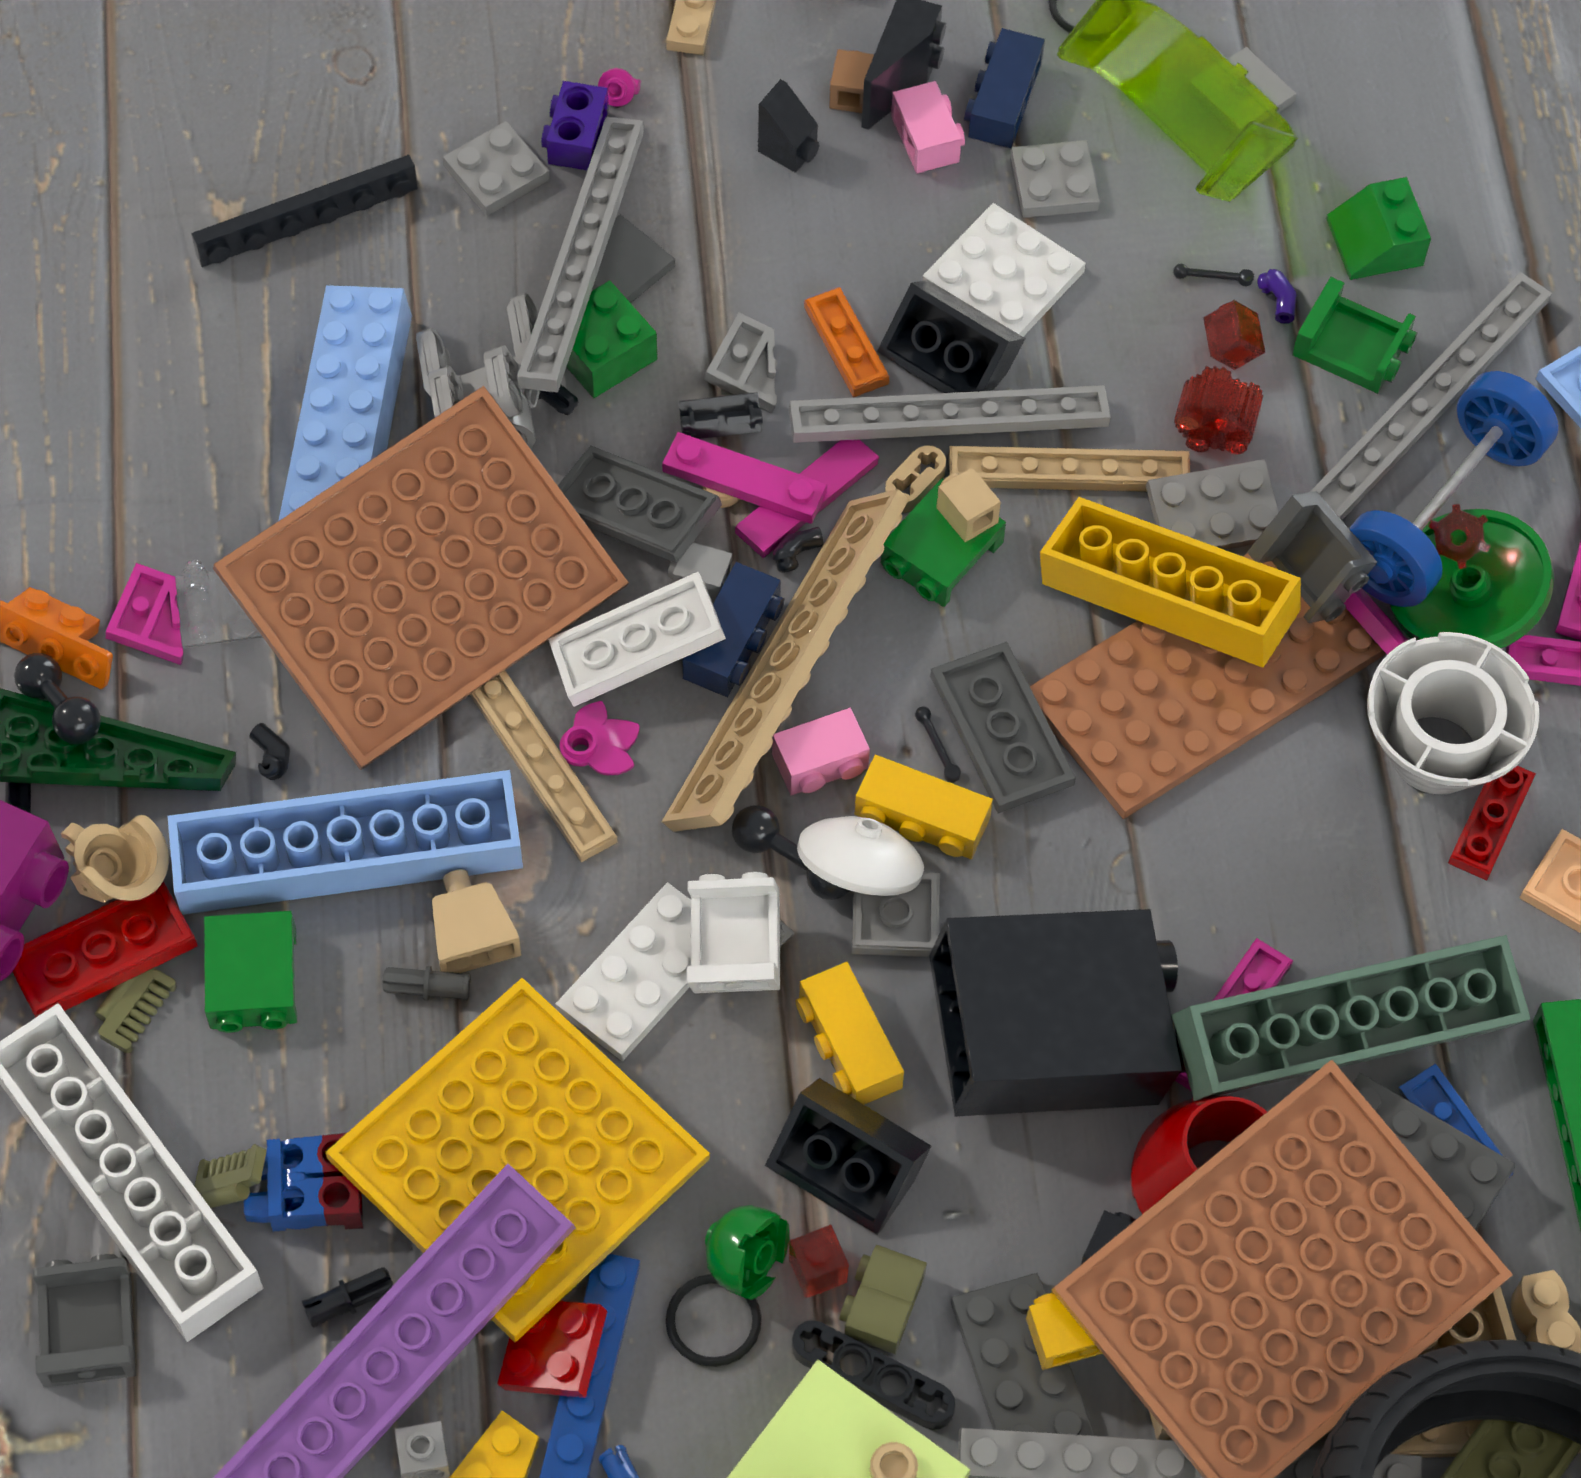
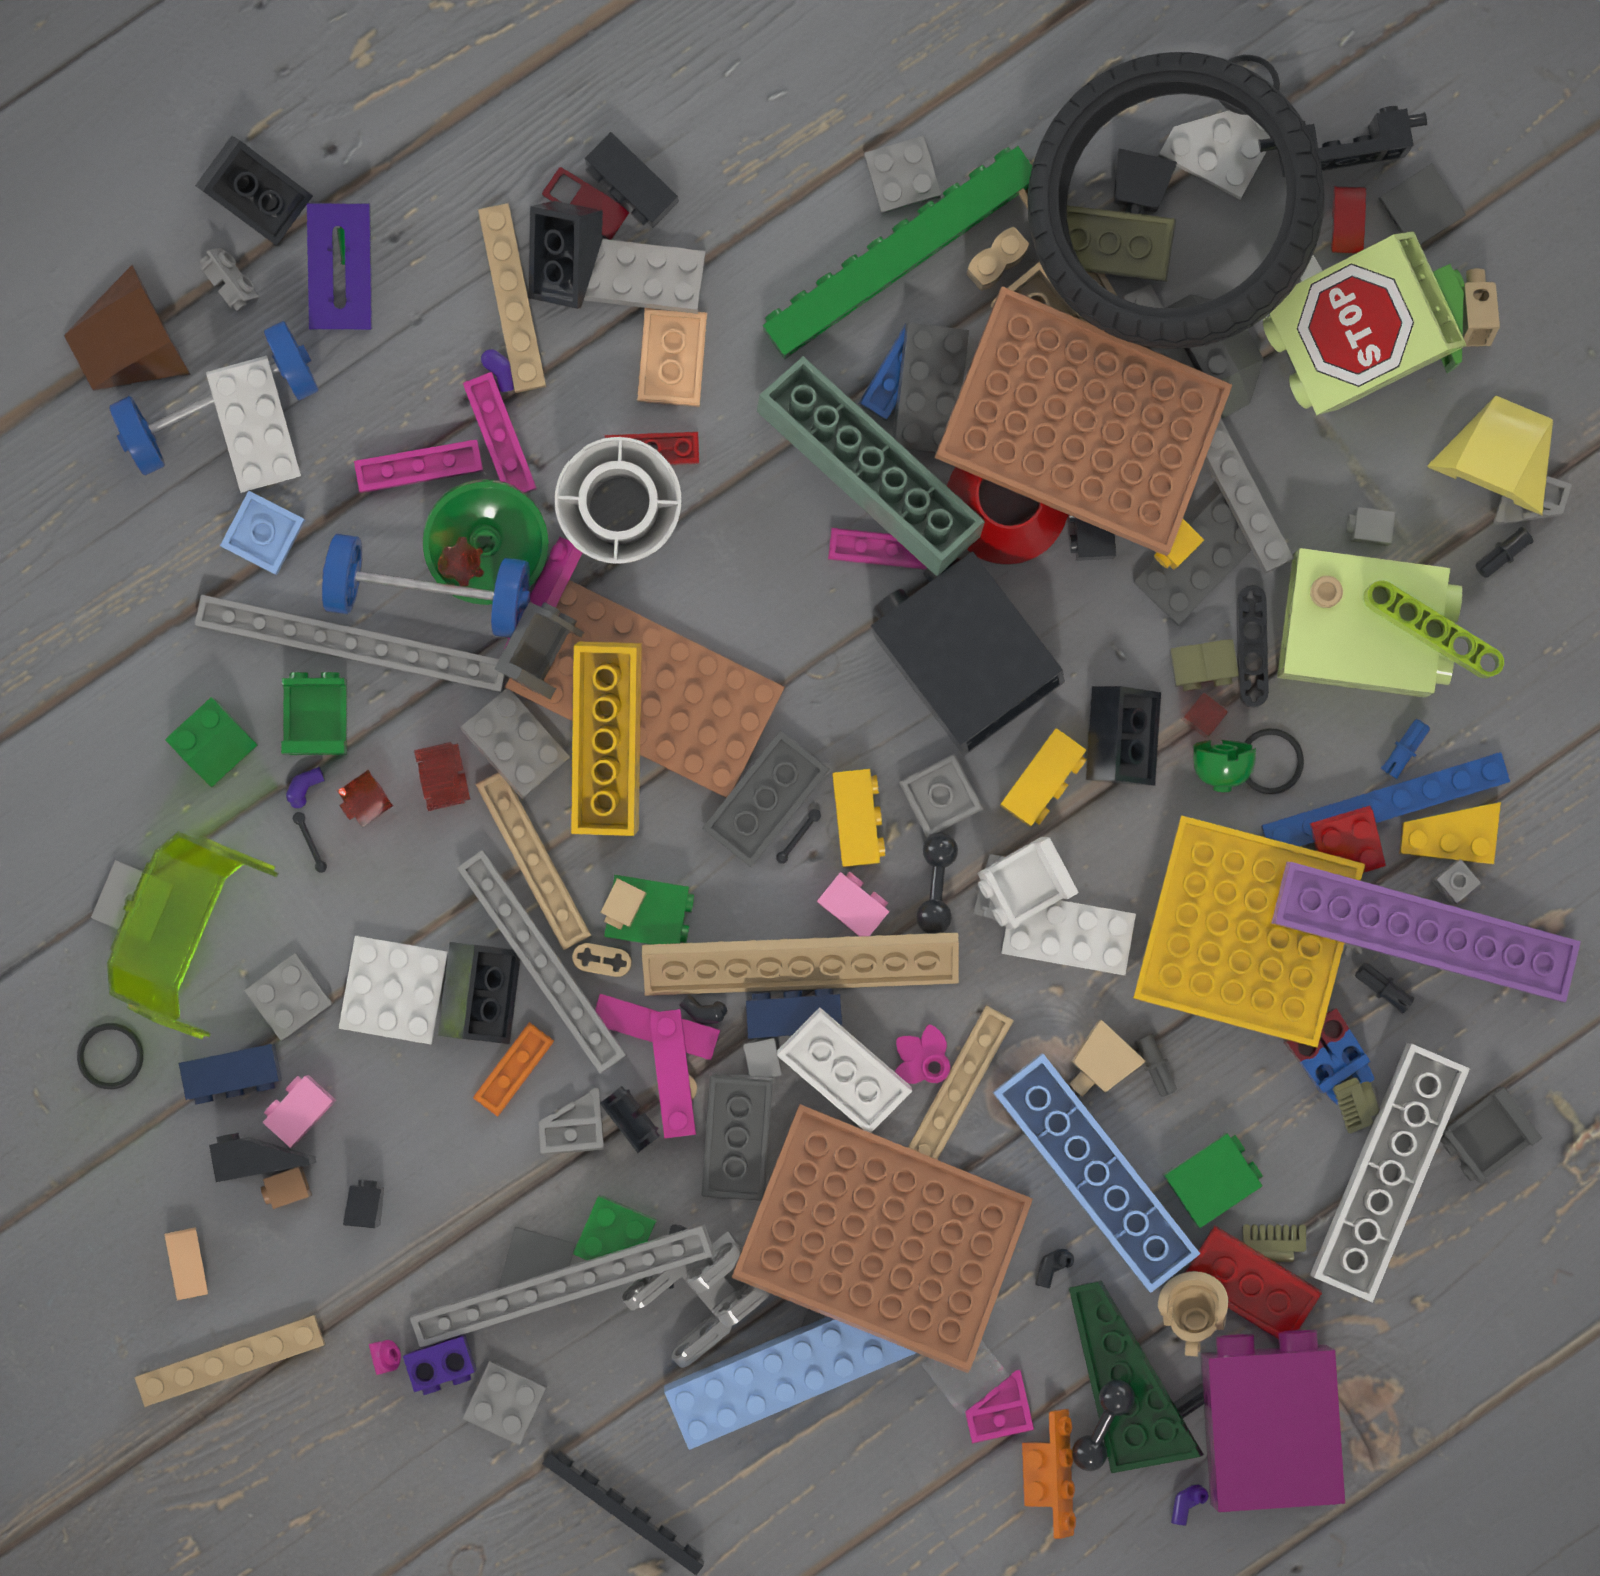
camera: 120 degrees left, 25 degrees up
(861, 856) = (934, 833): white dish -> none

